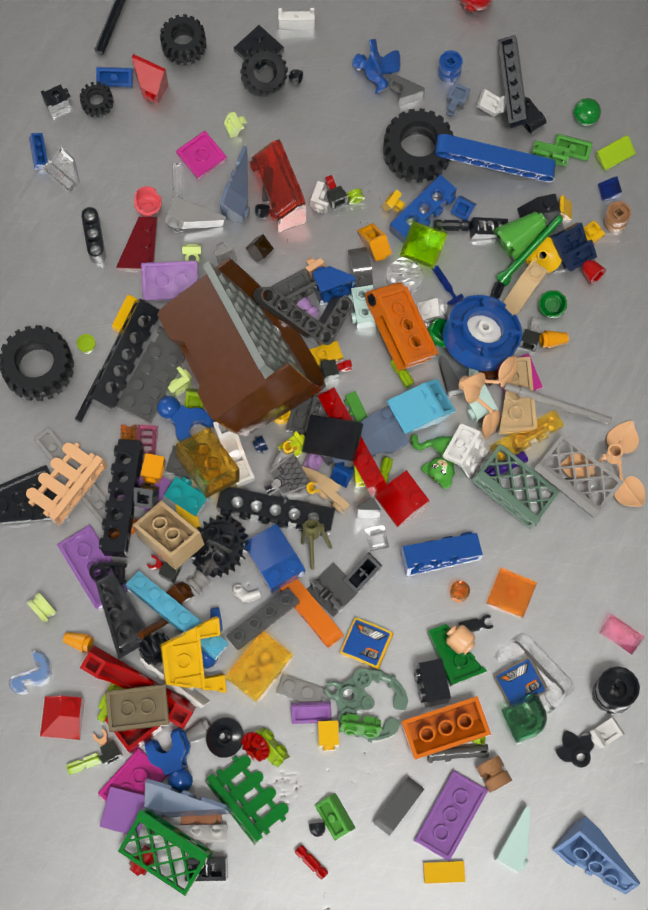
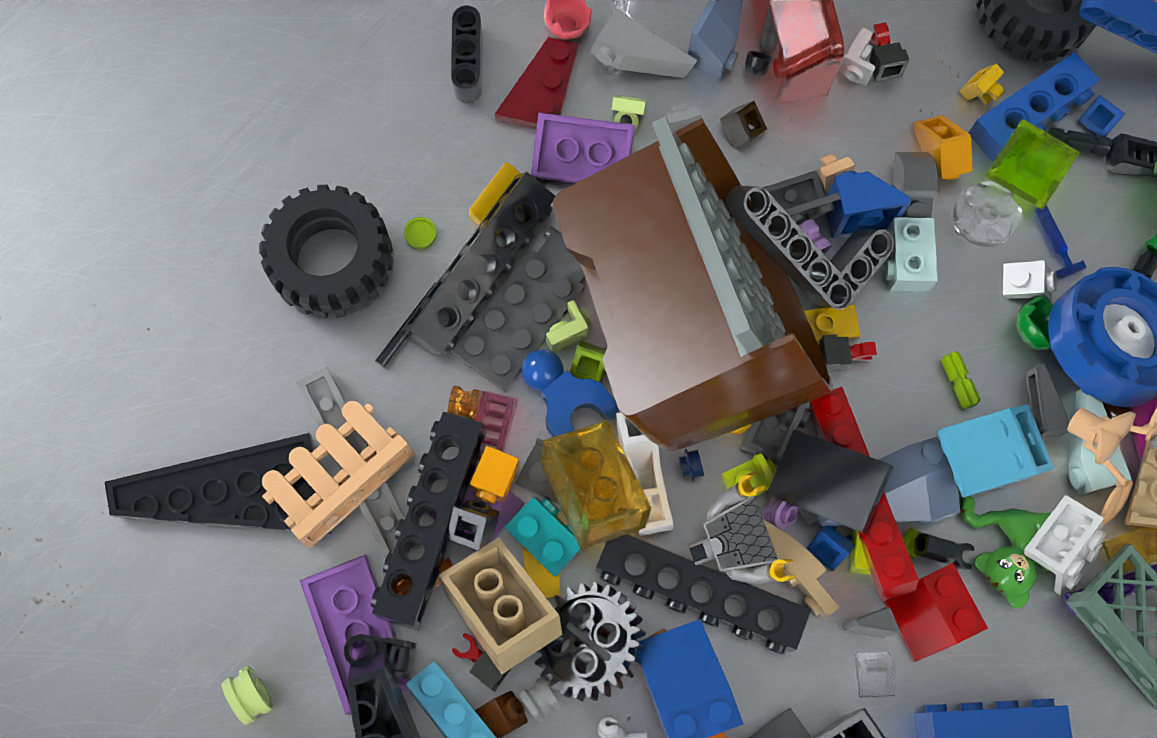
camera: 10 degrees right, 0 degrees up
(312, 530) = (765, 645): olive plant -> none
(355, 196) = (920, 65): lime bush -> none
(355, 406) = (872, 428): bright green piece -> none
(401, 325) = (976, 298): orange hinge -> none
(402, 465) = (942, 550): none -> black bar

